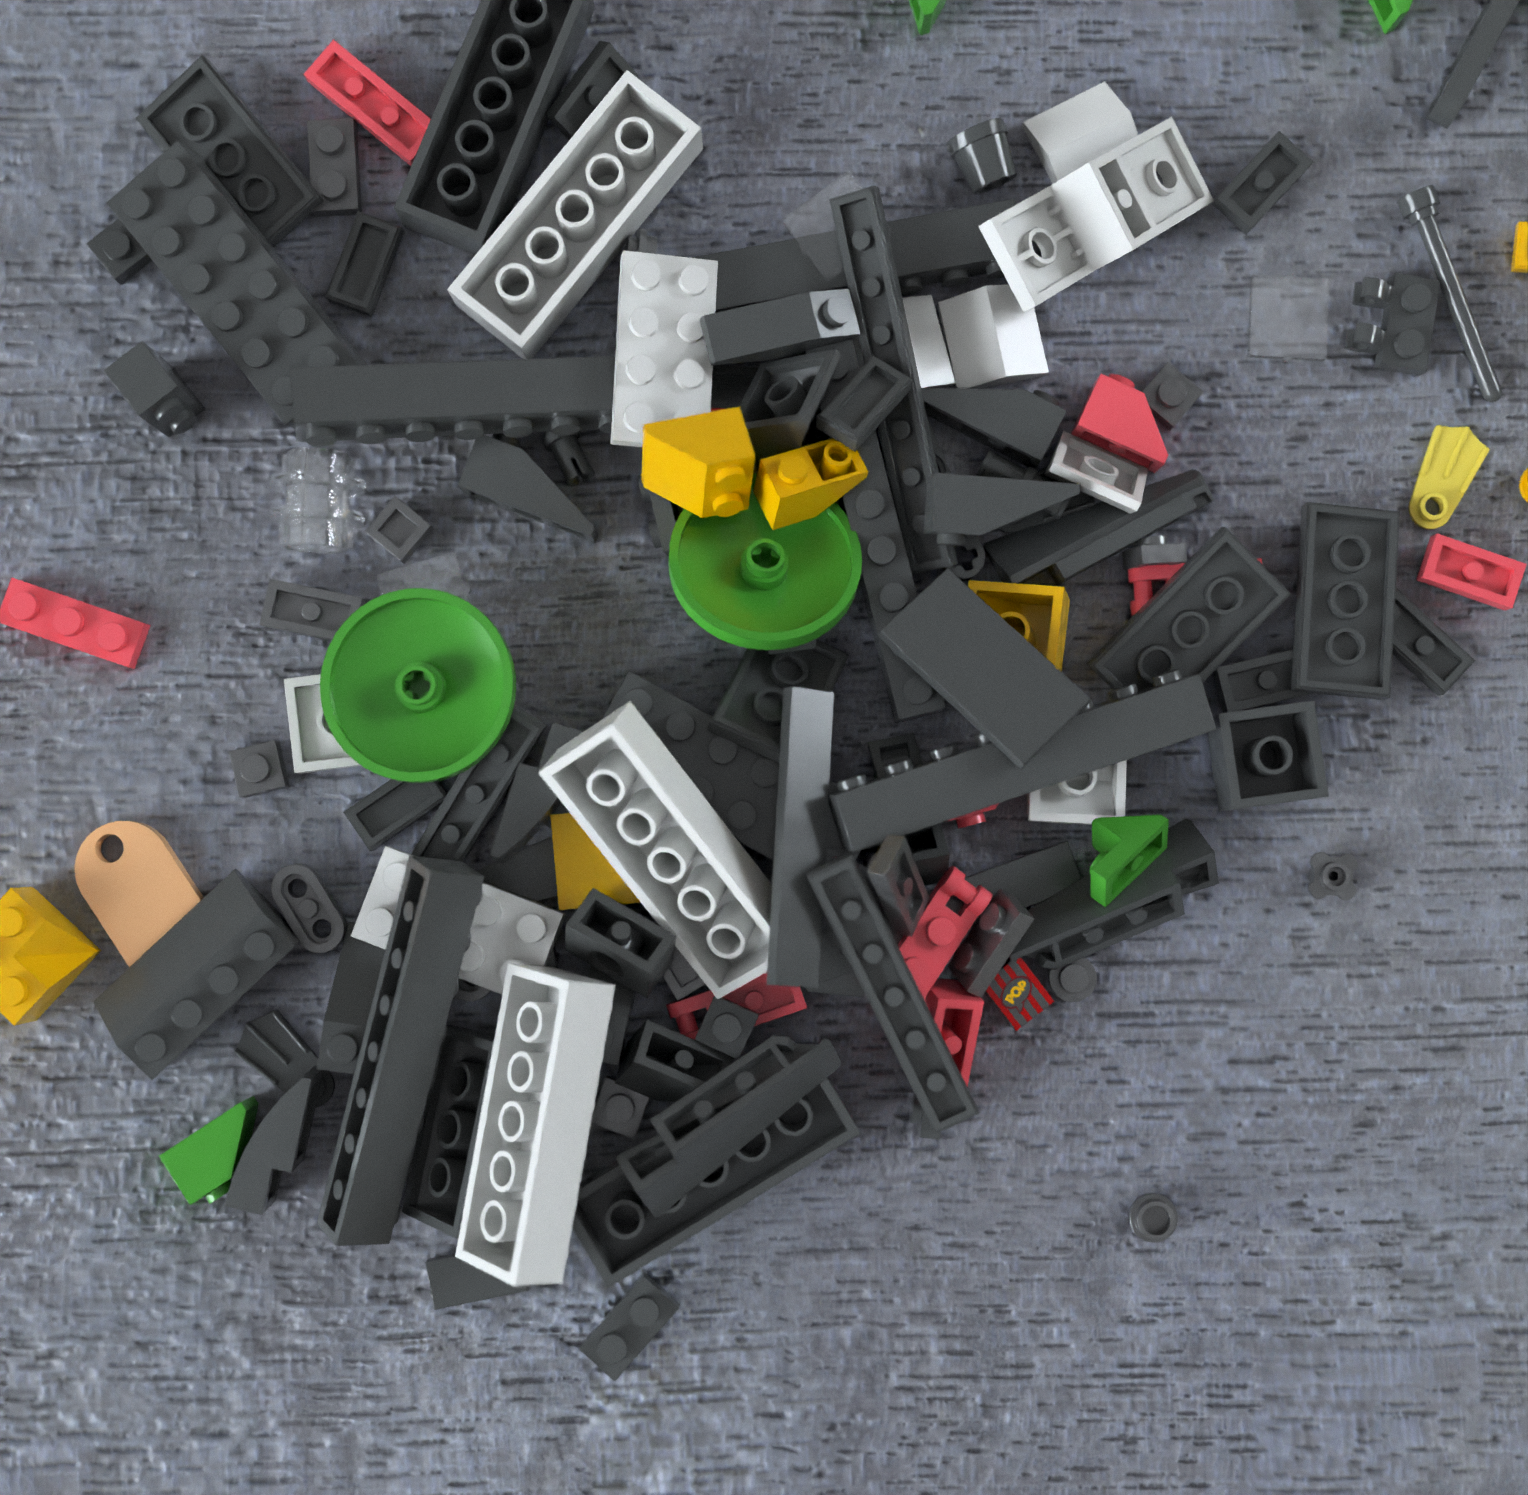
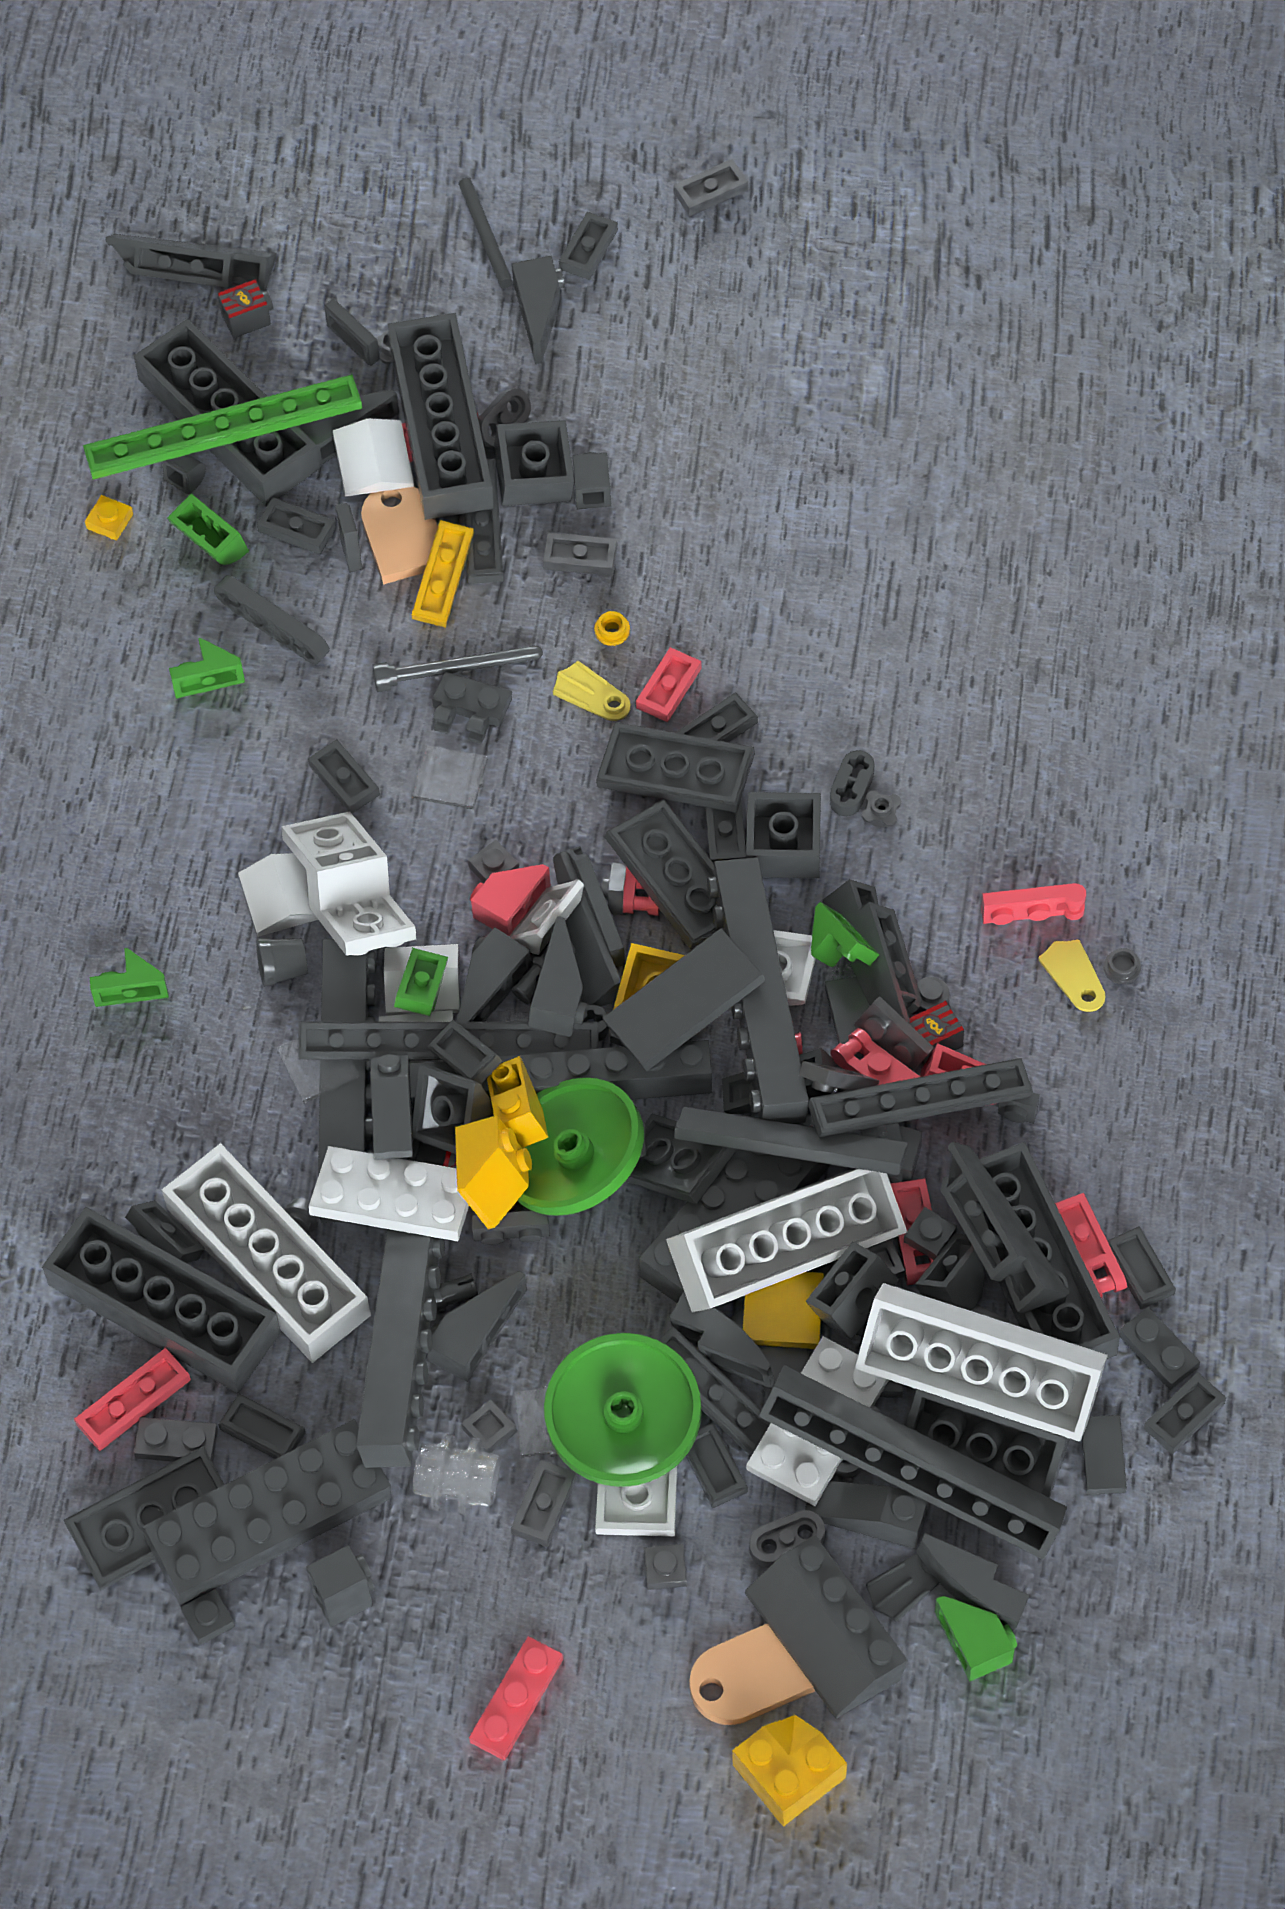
camera: 75 degrees left, 25 degrees down
(543, 1370) = (1184, 1413): none -> dark grey plate
(735, 1289) = (1141, 1268): none -> dark grey tile
(753, 1224) = (1091, 1243): none -> coral plate
(969, 332) = (421, 982): none -> bright green slope
(1134, 1155) = (1073, 973): none -> light yellow piece
(1222, 1094) = (1034, 904): none -> coral plate
(1367, 822) = (858, 785): none -> dark grey beam

